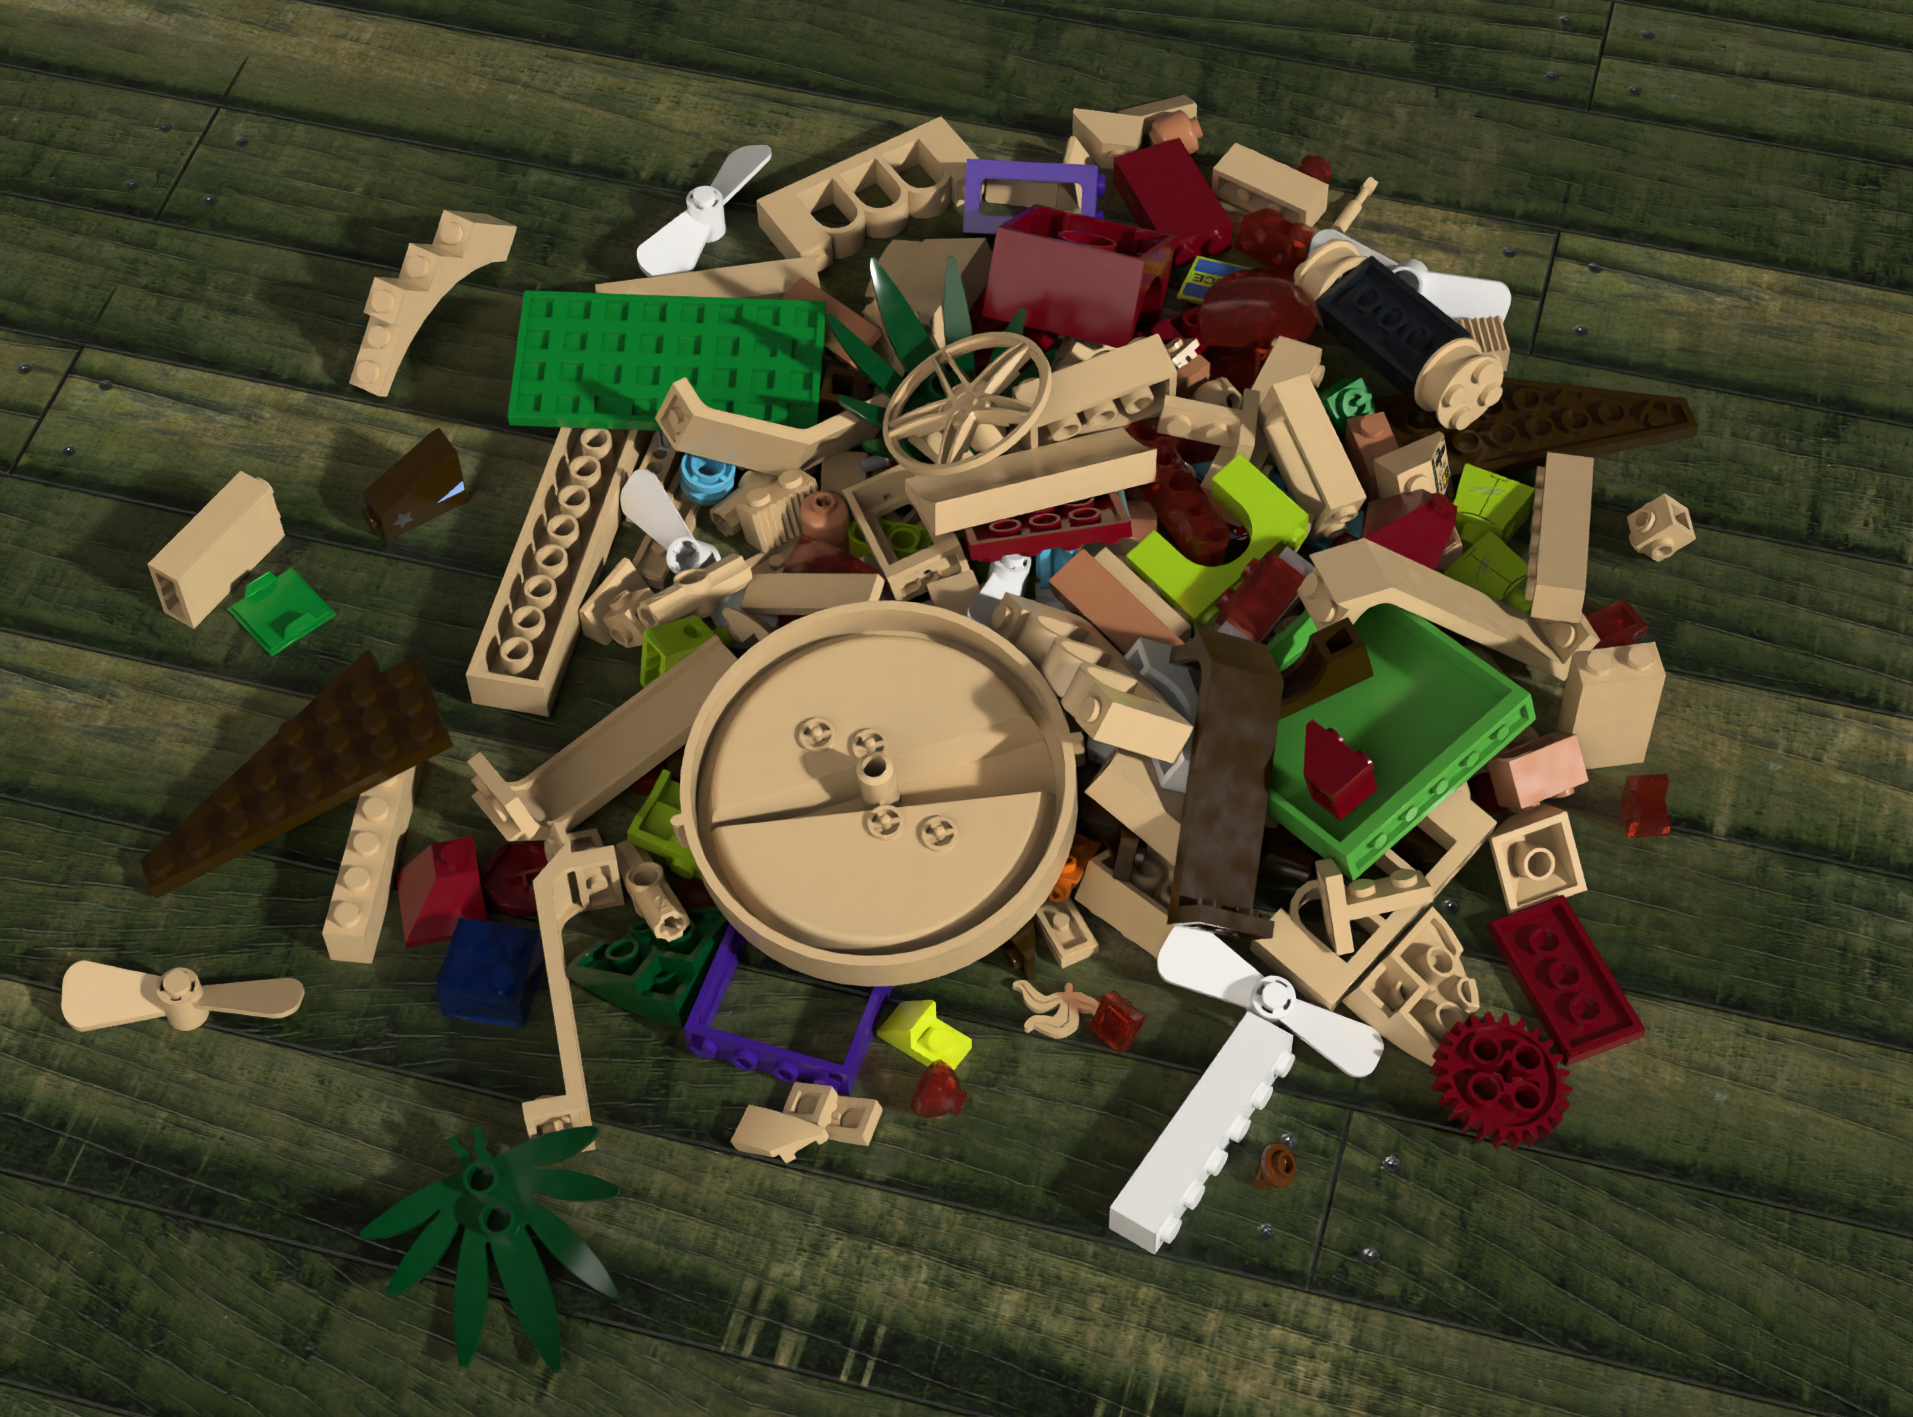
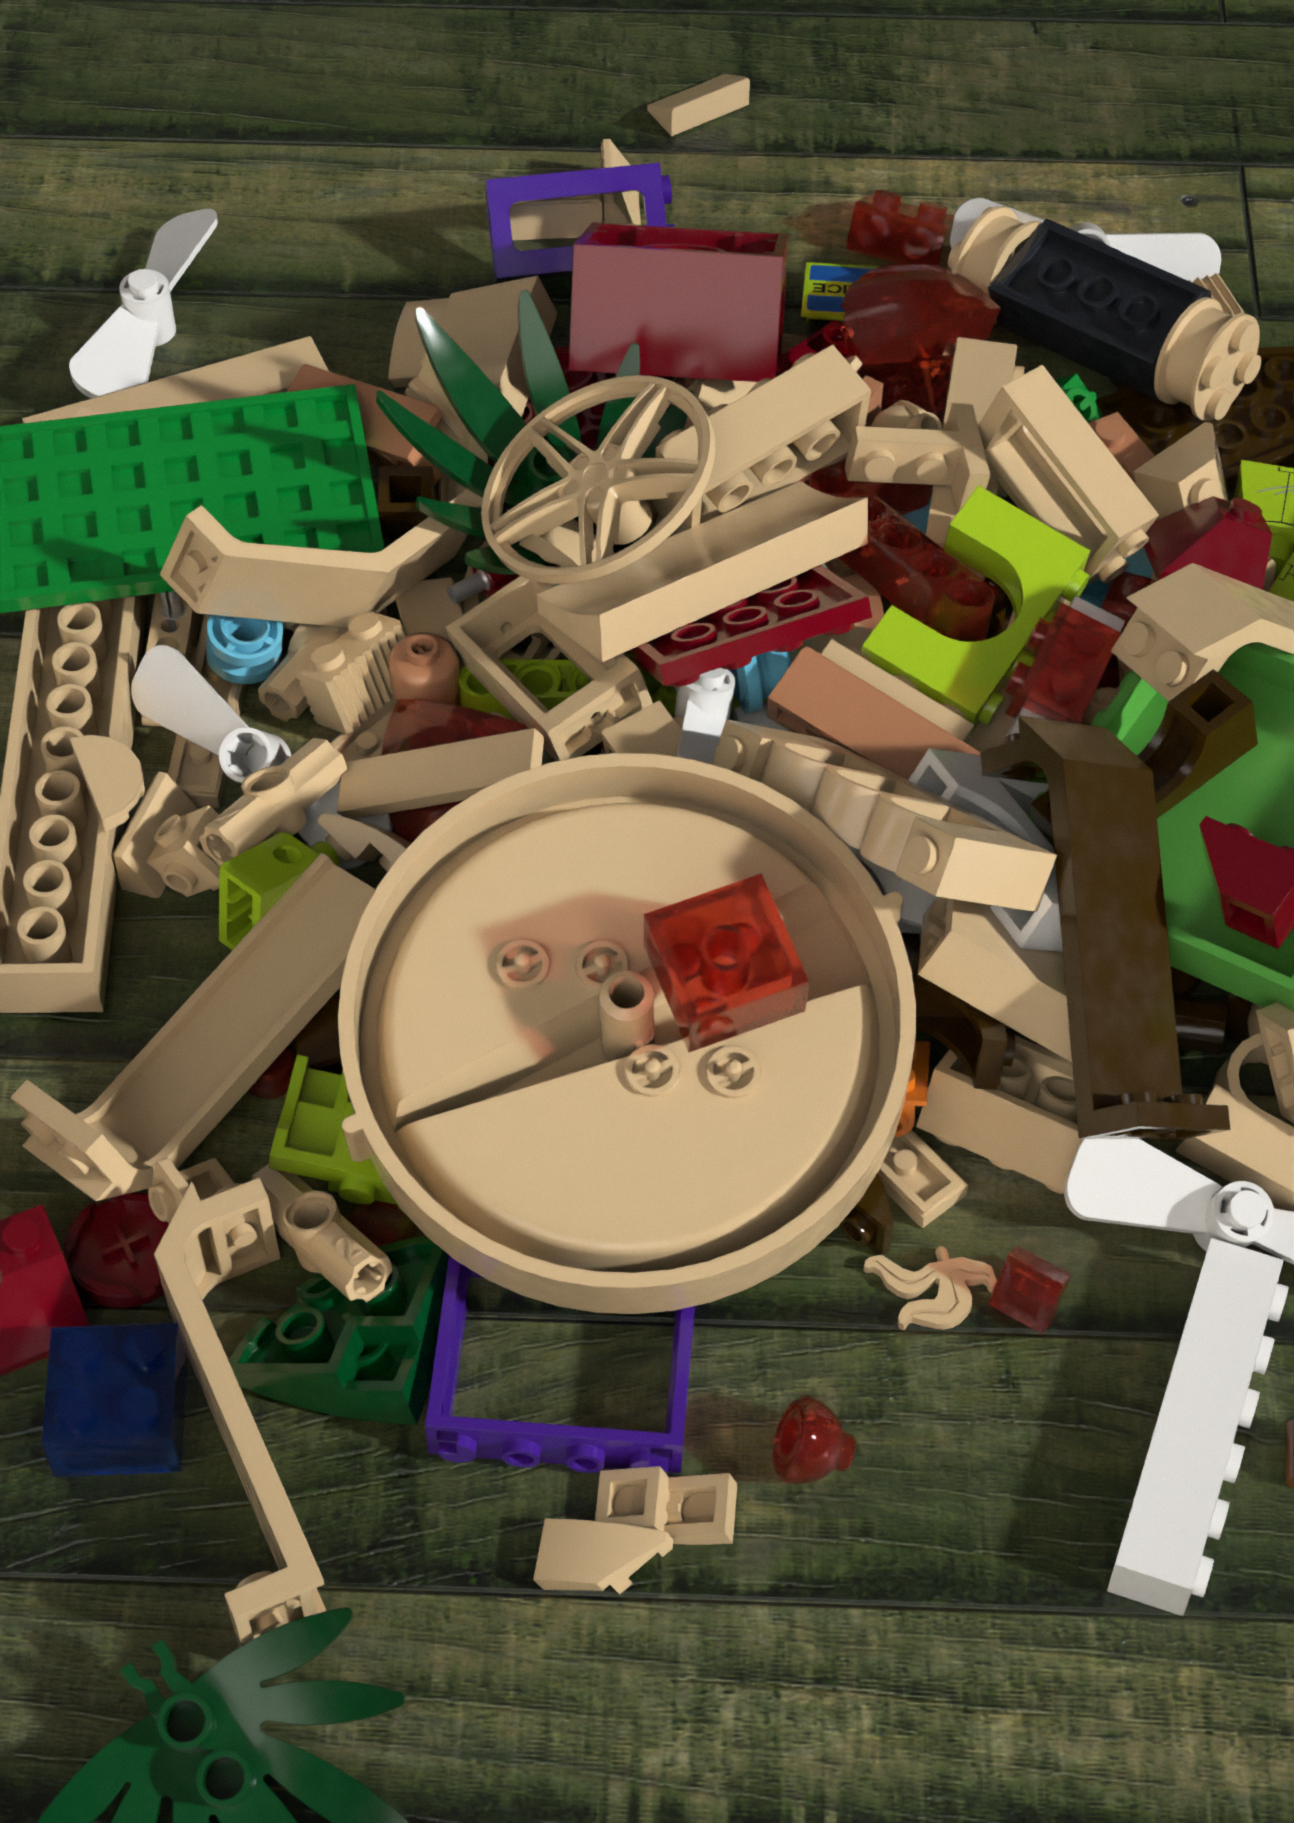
camera: 15 degrees left, 0 degrees up
(588, 555) = (111, 776): none -> tan tile
(796, 233) = (259, 289): tan fence -> none
(922, 1035) = (759, 1364): neon yellow slope -> none
(944, 758) = (725, 962): none -> clear red brick
(1107, 134) = (650, 134): tan slope -> none
(1173, 198) = (748, 186): dark red brick -> none
(1176, 126) = (732, 123): nougat head -> none
(1261, 182) = (856, 161): tan brick -> none
(1316, 167) = (921, 138): clear red plate -> none
(1354, 206) = (982, 173): tan piece -> none

